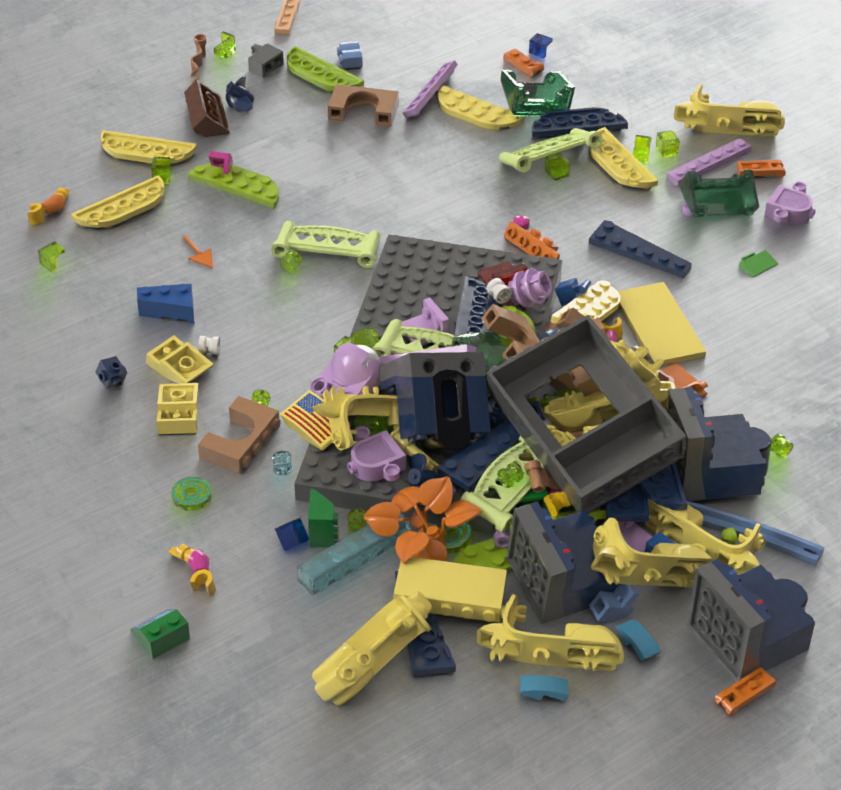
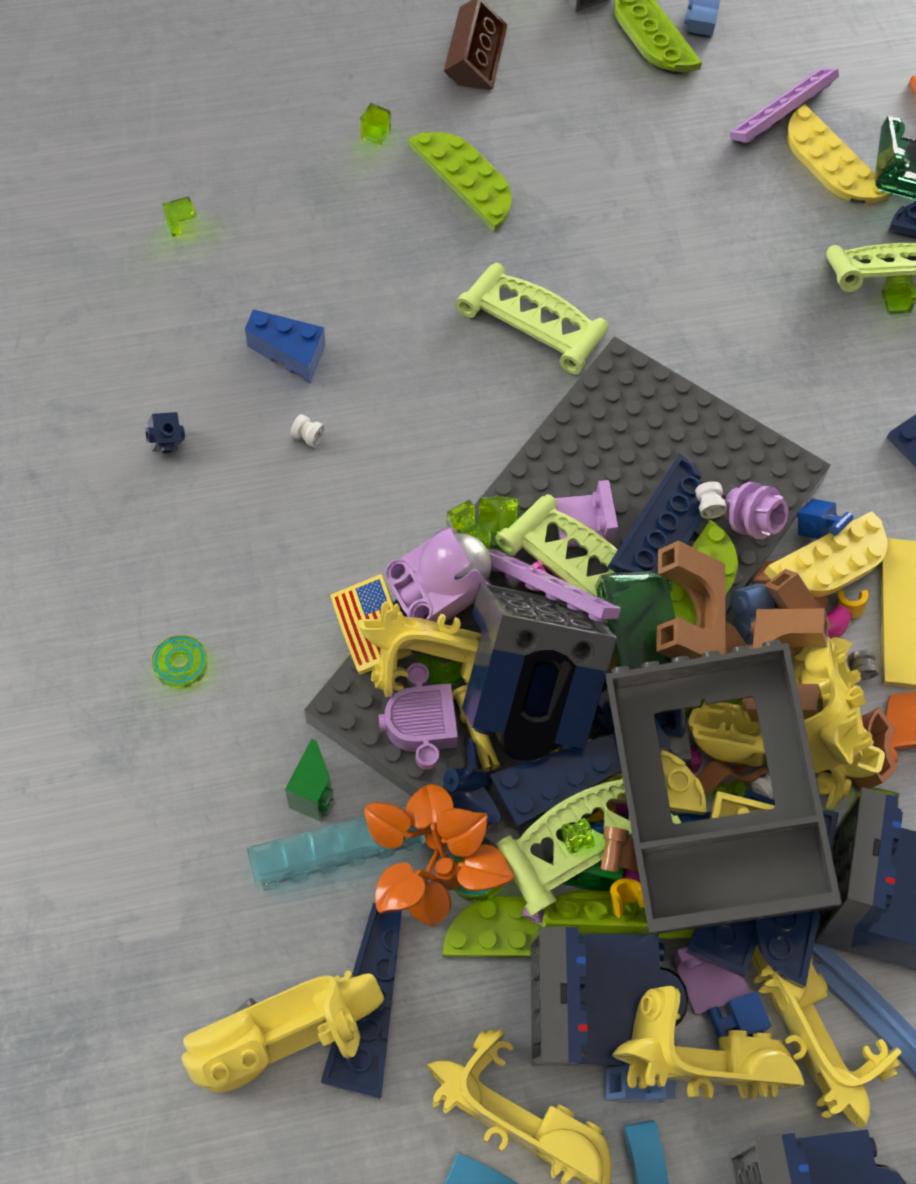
camera: 20 degrees right, 20 degrees up
(52, 205) = (213, 135): piece -> none
(122, 205) = (304, 163): light yellow plate -> none
(145, 148) = (373, 81): light yellow plate -> none
(162, 632) = (39, 873): green slope -> none
(177, 408) = (223, 518): light yellow slope -> none
(178, 361) = (258, 443): light yellow slope -> none
(200, 566) = (134, 787): yellow piece -> none
(203, 258) = (367, 281): orange piece -> none
(221, 160) = (455, 137): dark pink tile -> none
(237, 454) = (263, 623): medium nougat arch -> none
(238, 96) = (529, 34): dark blue piece -> none
(261, 396) = (329, 547): clear neon green wheel -> none
(282, 462) = (315, 653): clear light blue wheel -> none
(290, 261) = (472, 330): clear neon green wheel -> none
(292, 534) = (270, 783): clear blue panel -> none
(347, 96) = (667, 82): medium nougat arch -> none
(356, 520) = (364, 788): clear neon green wheel -> none
(454, 587) = (427, 973): light yellow brick -> none
(504, 271) = (731, 466): clear red bracket -> none
(522, 221) = (807, 372): dark pink tile -> none
(531, 241) = (808, 414): orange bracket -> none
(728, 536) = (852, 1028): lime hinge -> none

